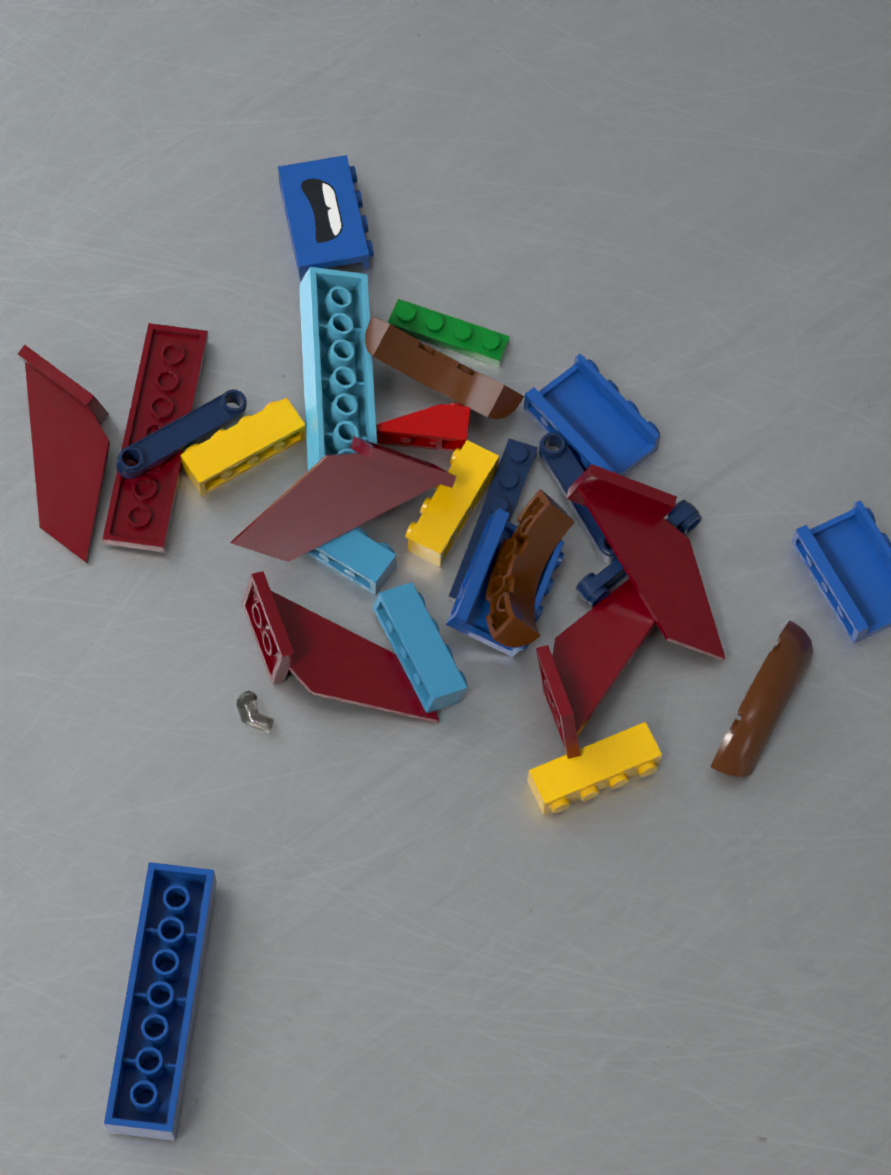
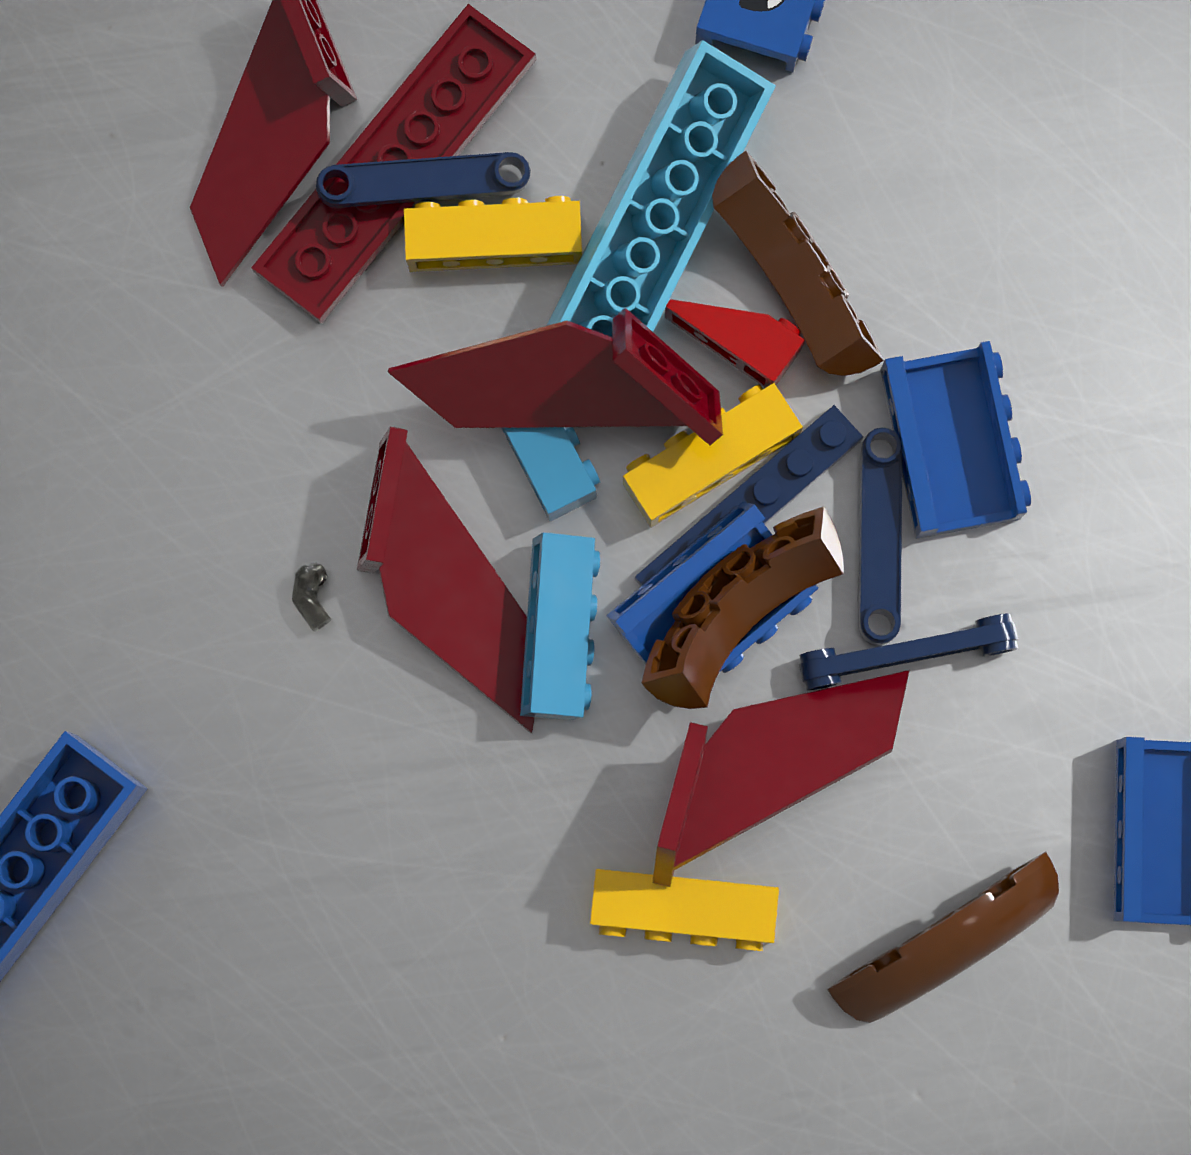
camera: 35 degrees right, 15 degrees up
(449, 332) = (842, 215): green plate -> none
(652, 555) = (918, 677): dark red piece -> none

